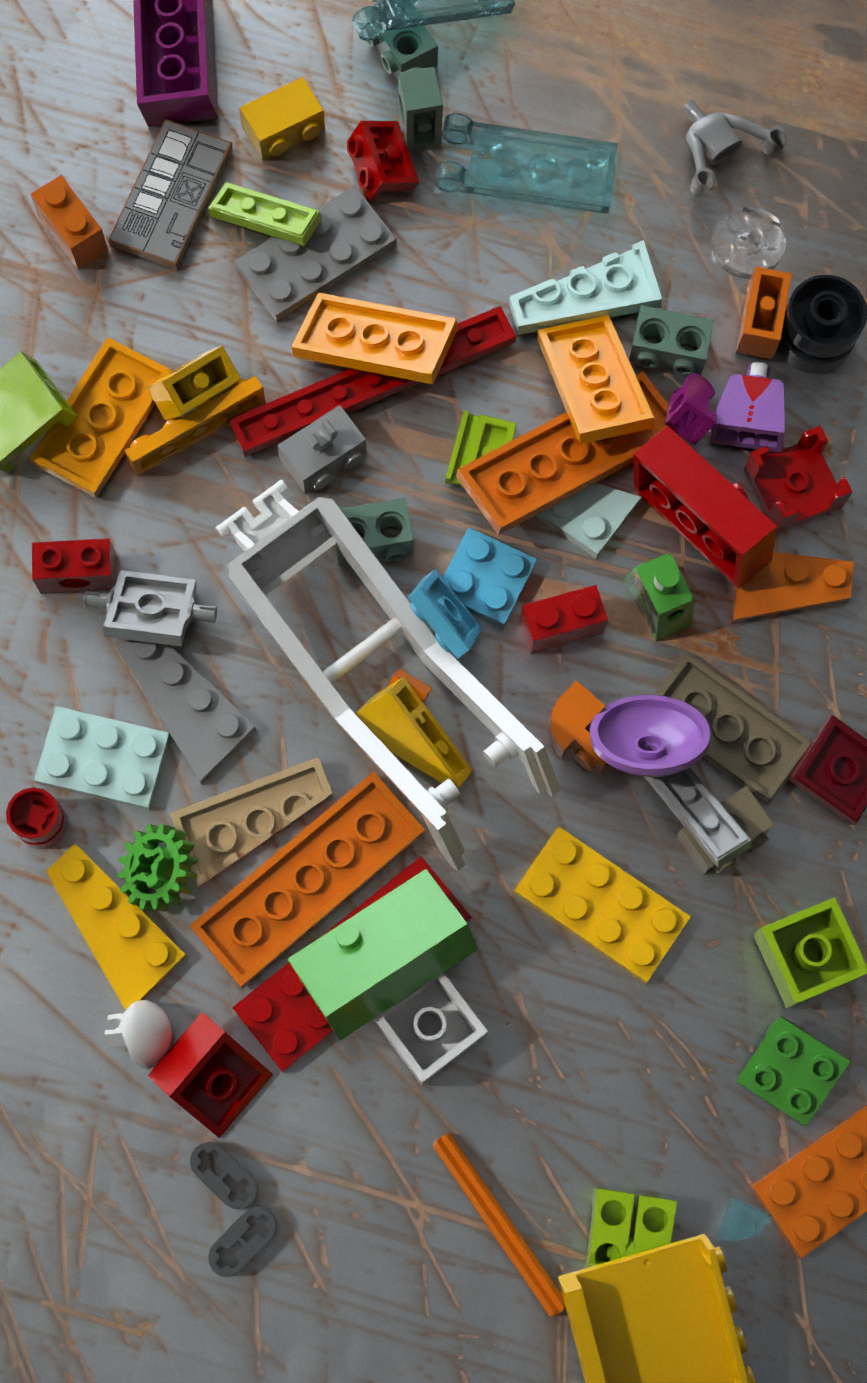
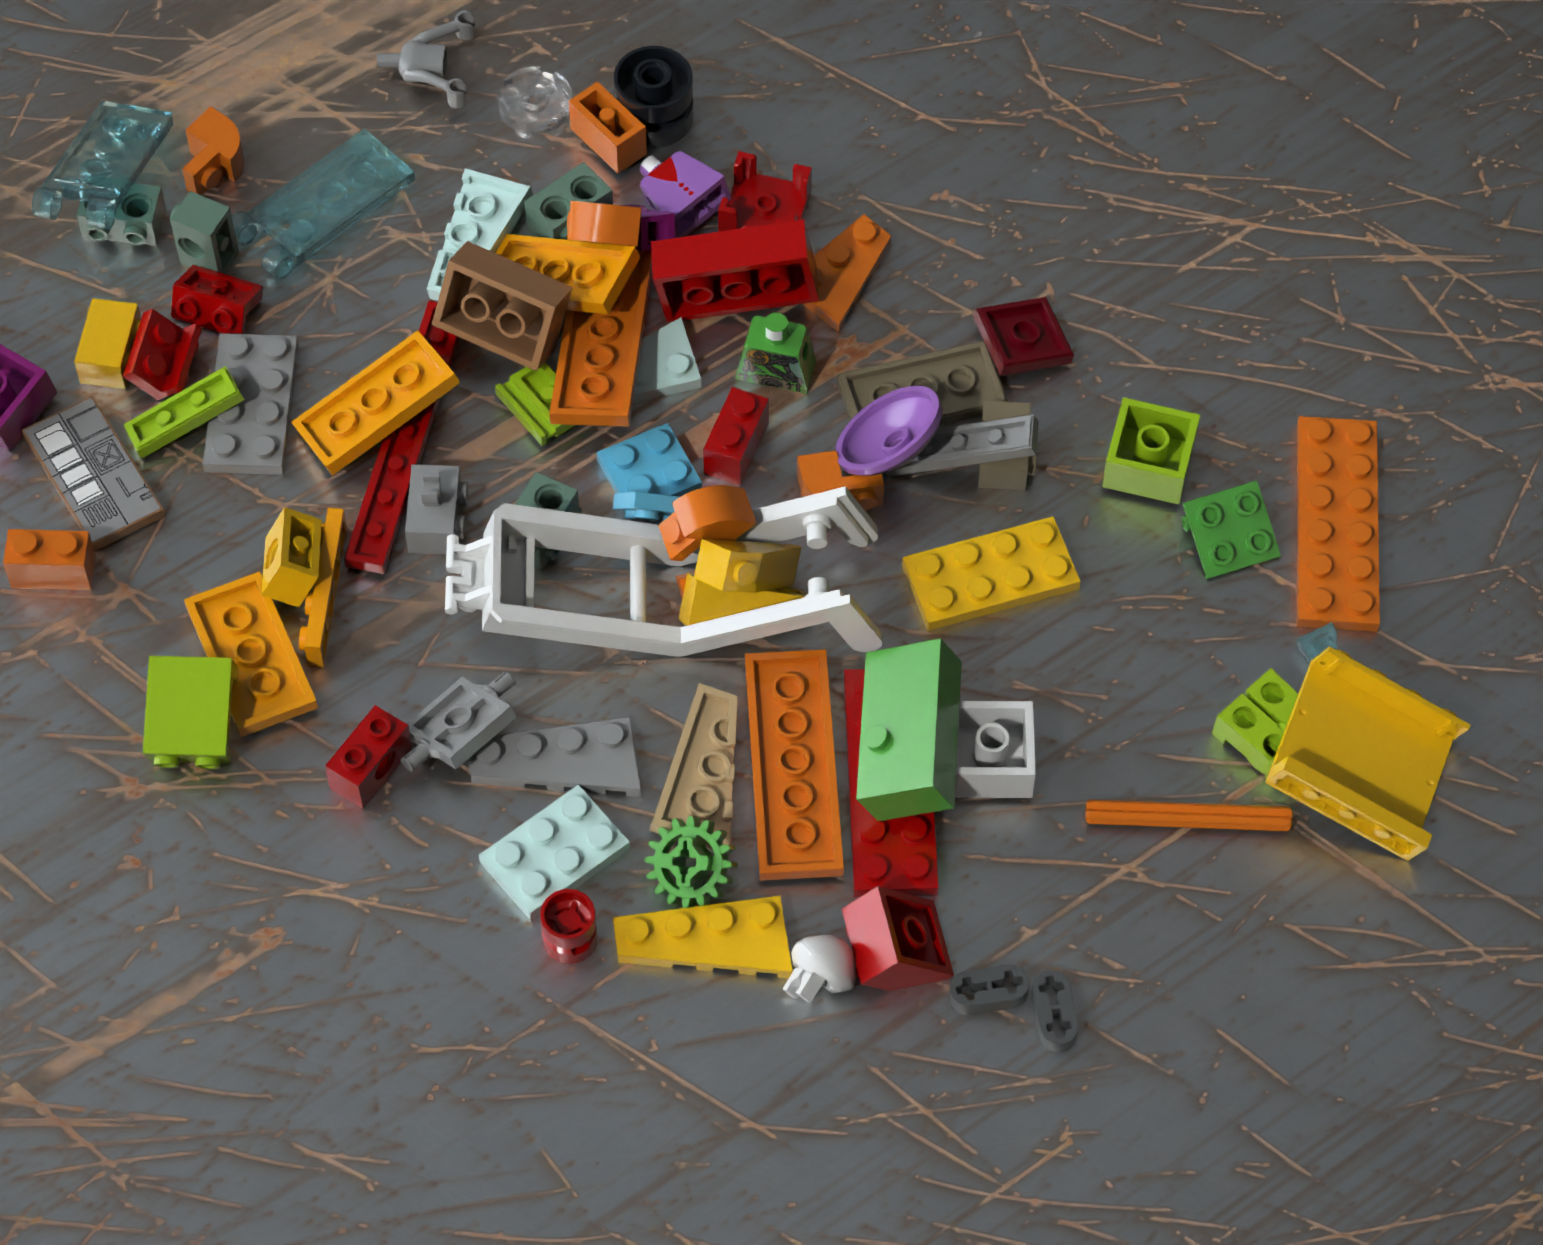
camera: 50 degrees left, 15 degrees down
(299, 160) = (161, 355): none -> red bracket
(435, 719) = (746, 565): none -> yellow slope
(442, 660) = (706, 513): none -> orange brick
(510, 63) = (216, 150): none -> orange brick
(522, 361) = (501, 305): none -> medium nougat brick
(657, 377) = (603, 223): none -> orange brick

